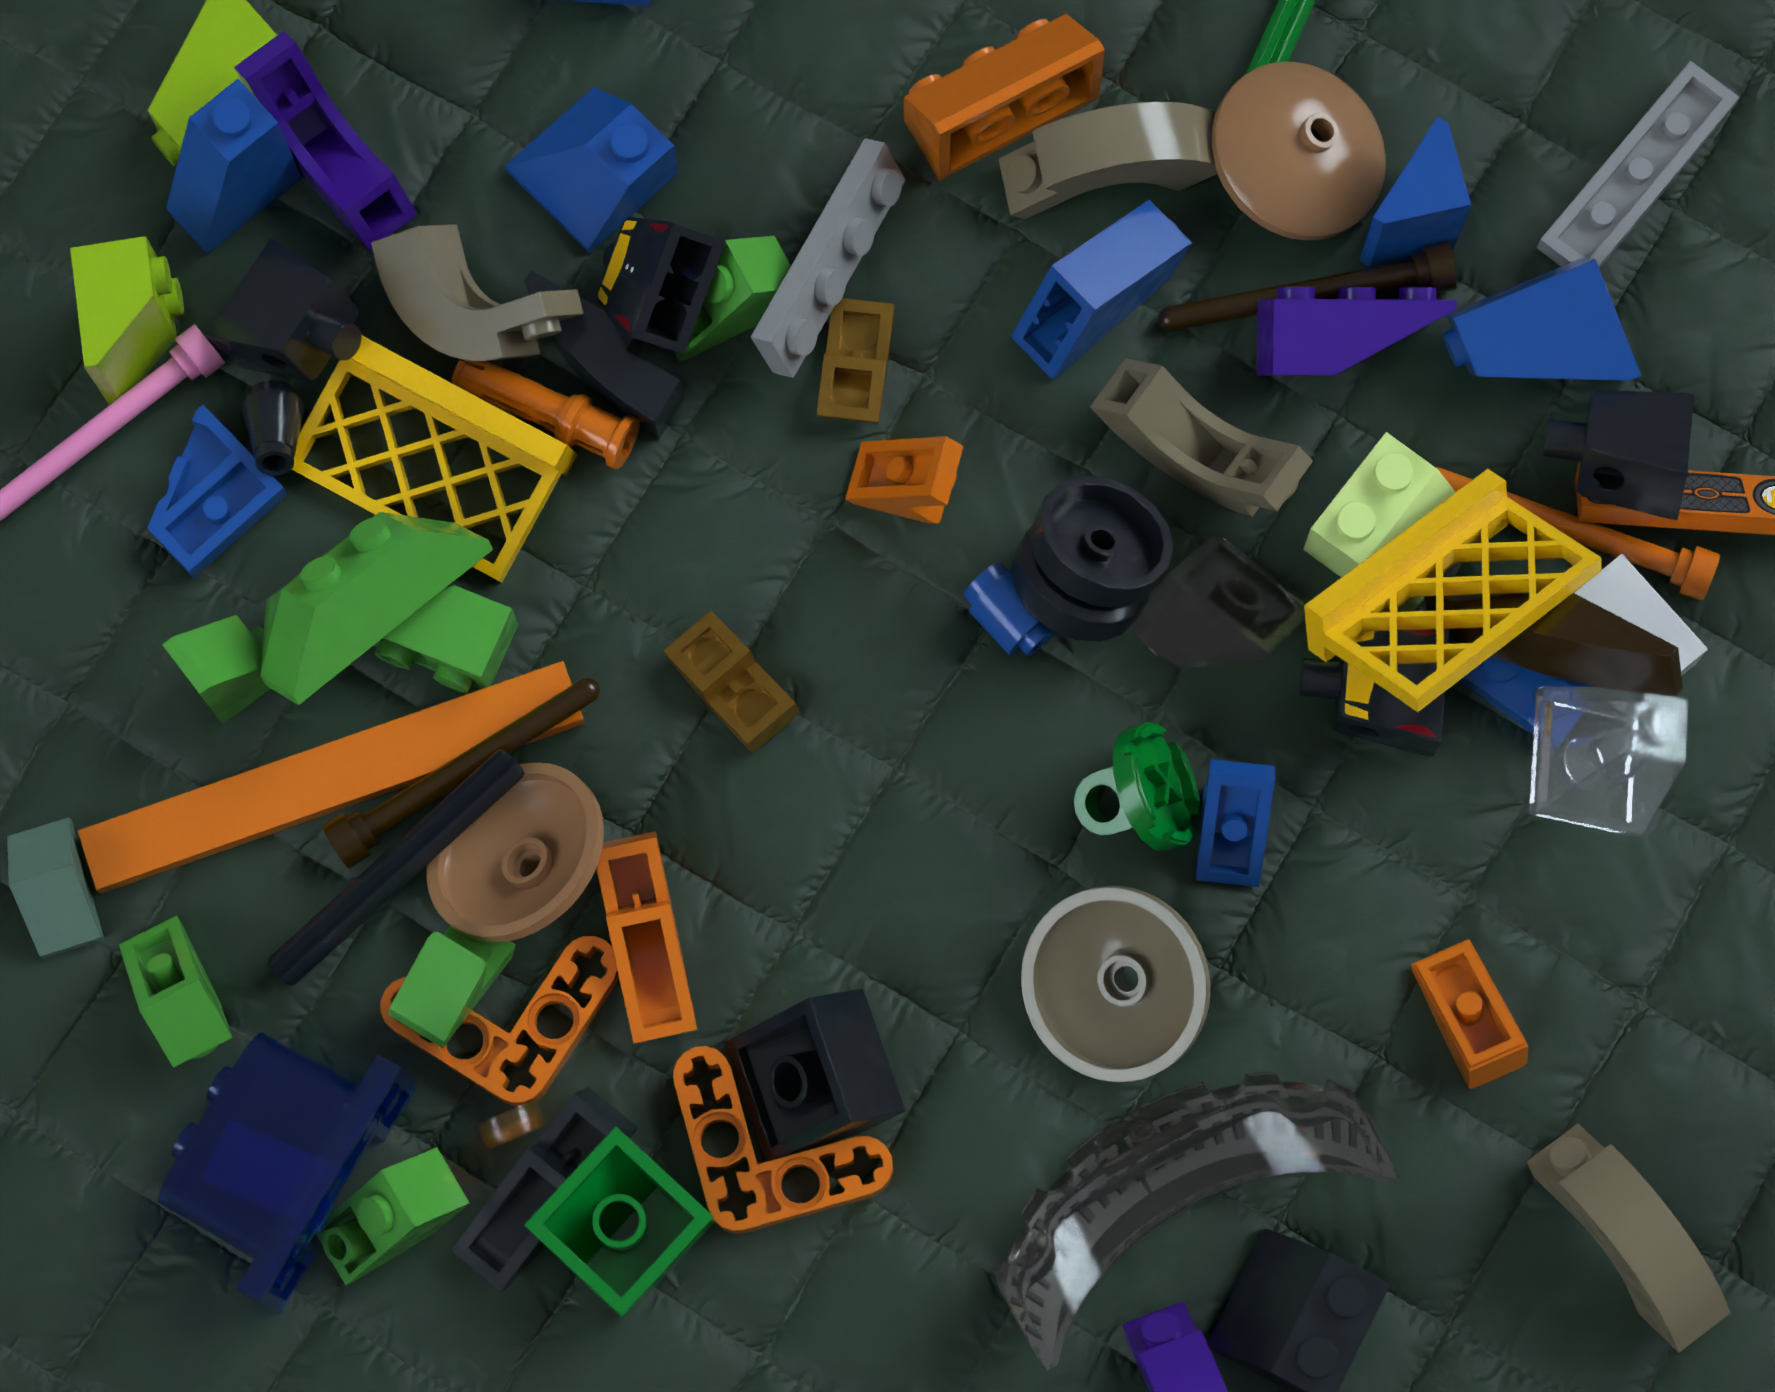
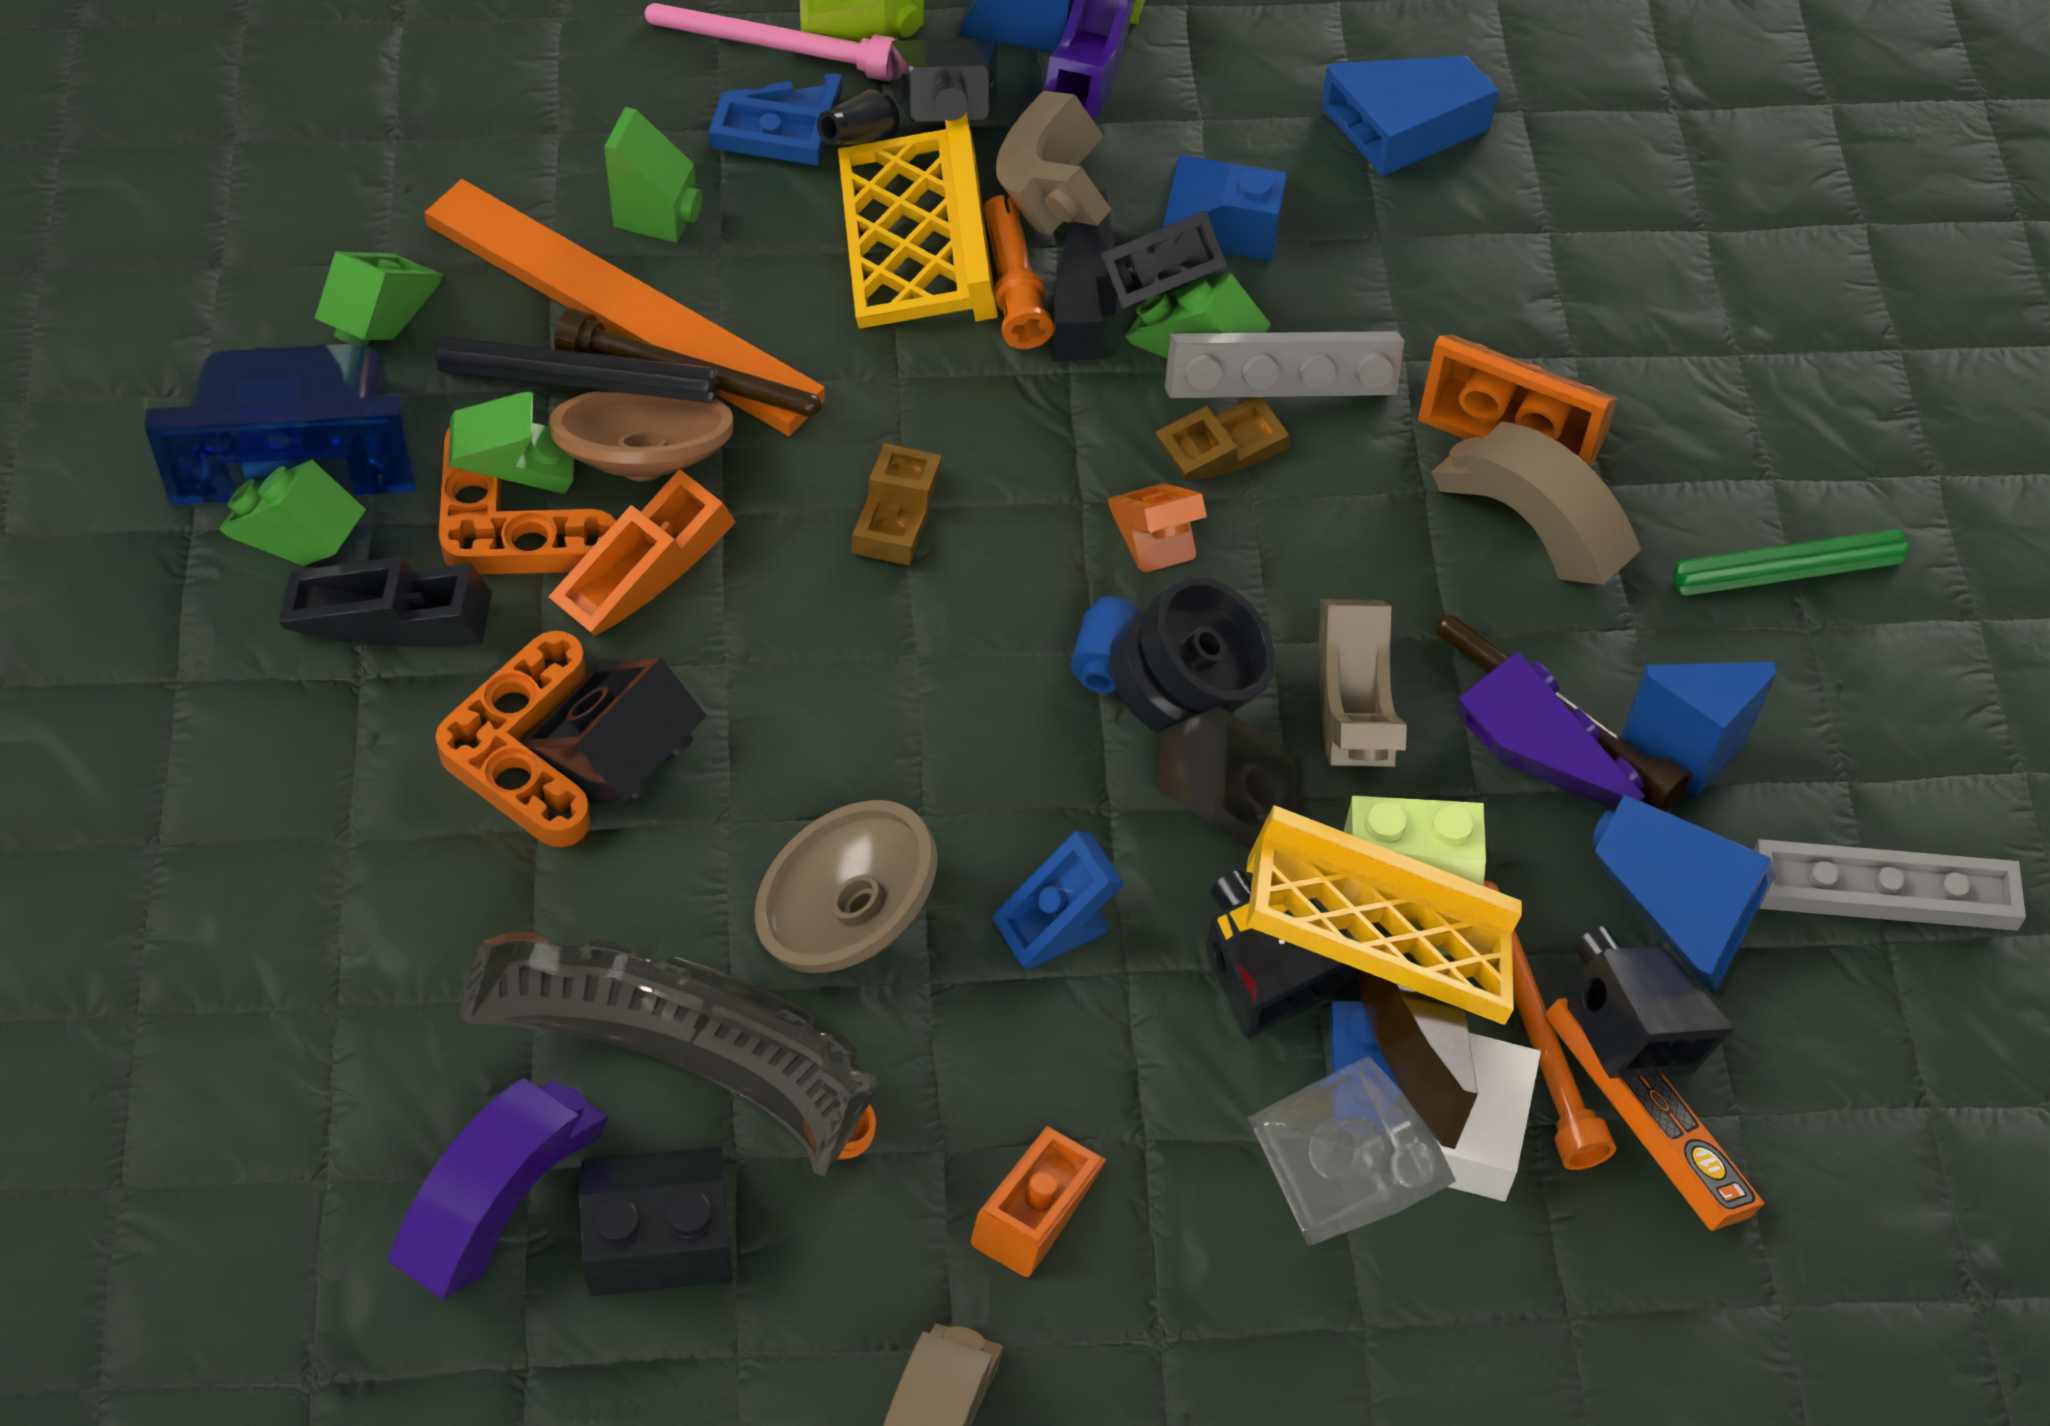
camera: 50 degrees right, 20 degrees down
(52, 888) = (401, 188): sand green slope -> none
(359, 596) = (769, 210): bright green wedge -> none
(455, 636) = (788, 305): bright green slope -> none
(511, 1124) = (421, 548): clear orange tile -> none
(620, 1223) = (382, 657): green slope -> none
(1099, 287) = (1426, 551): blue slope -> none
(1152, 786) = (1032, 811): green tile -> none
(1278, 166) = (1633, 617): medium nougat dish -> none

